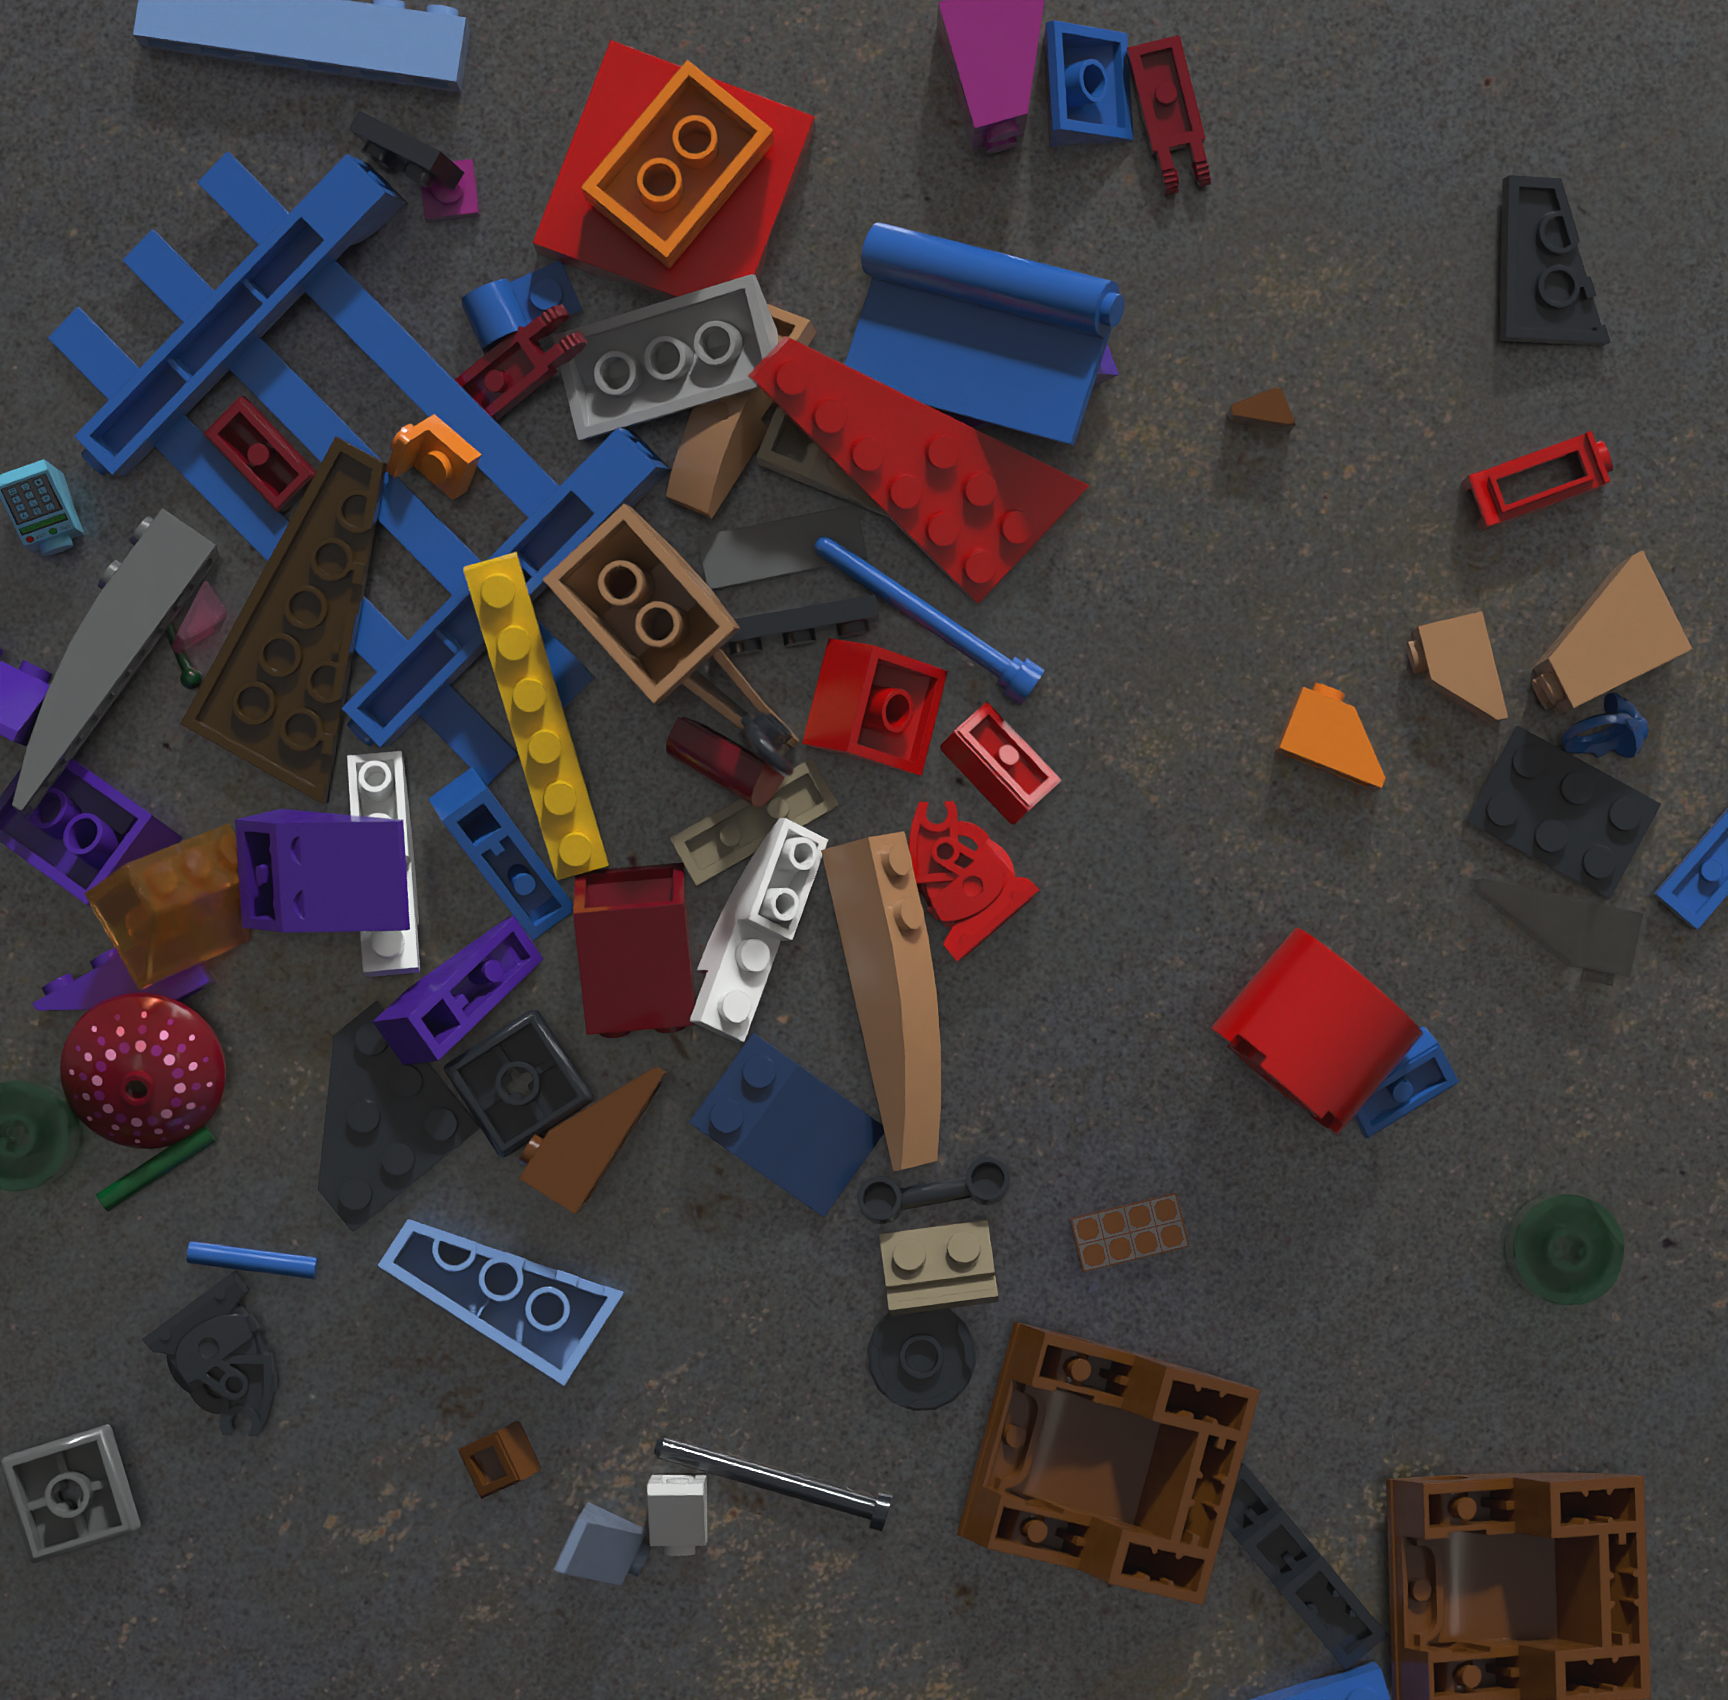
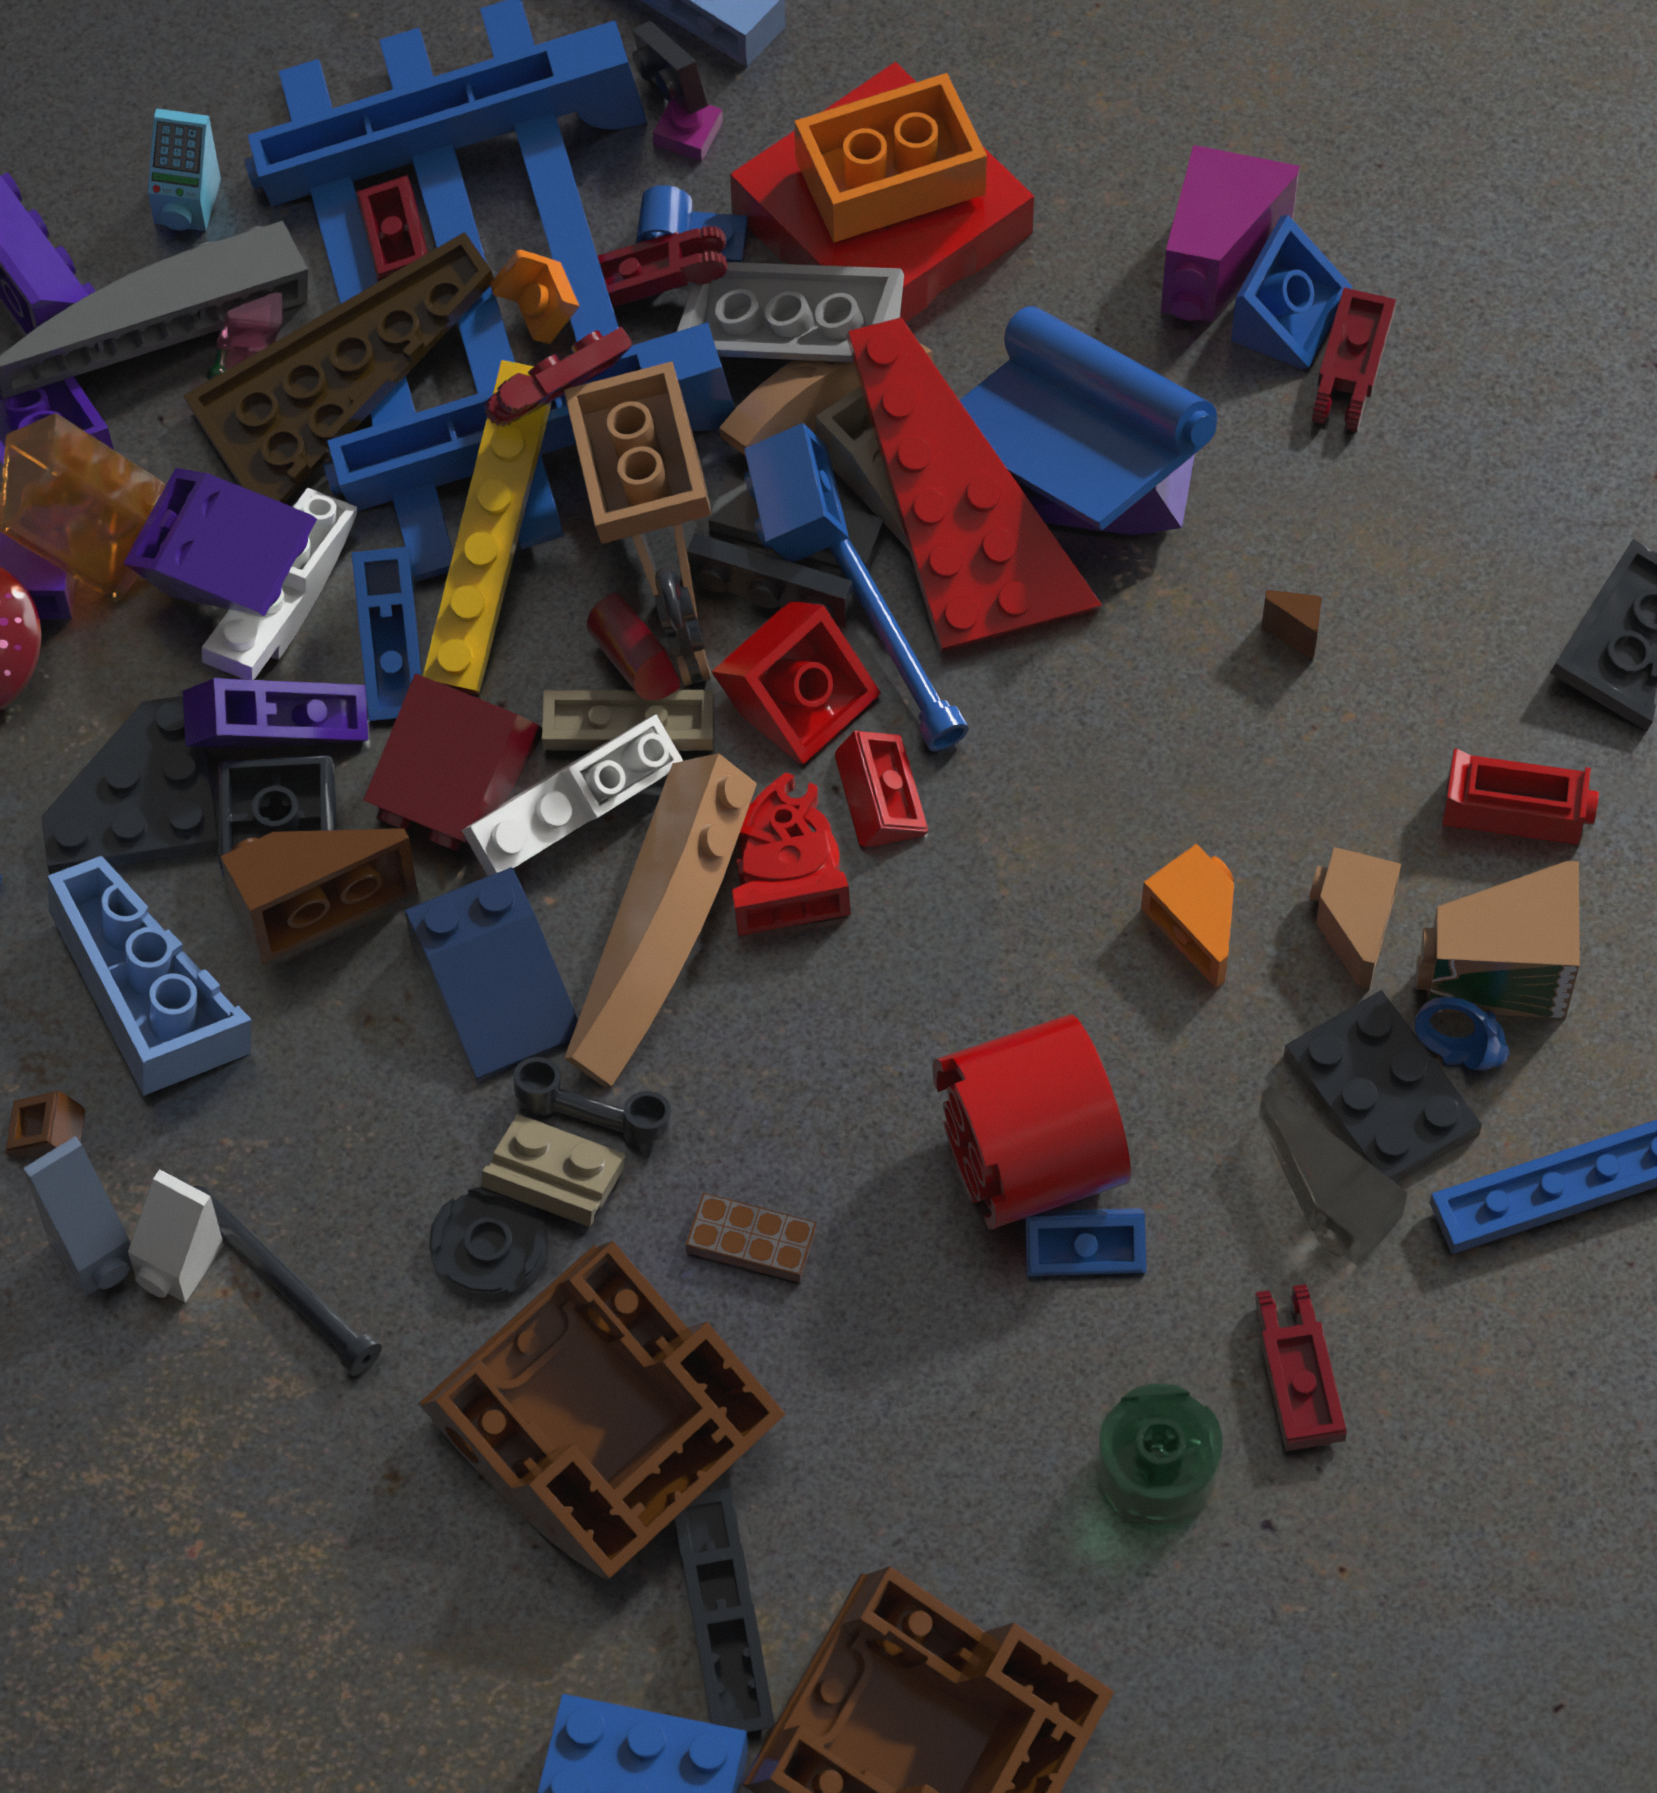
camera: 30 degrees right, 25 degrees down
(530, 570) = (550, 377): none -> dark red hinge
(778, 538) = (795, 494): none -> blue brick
(1630, 1106) = (1300, 1373): none -> dark red hinge

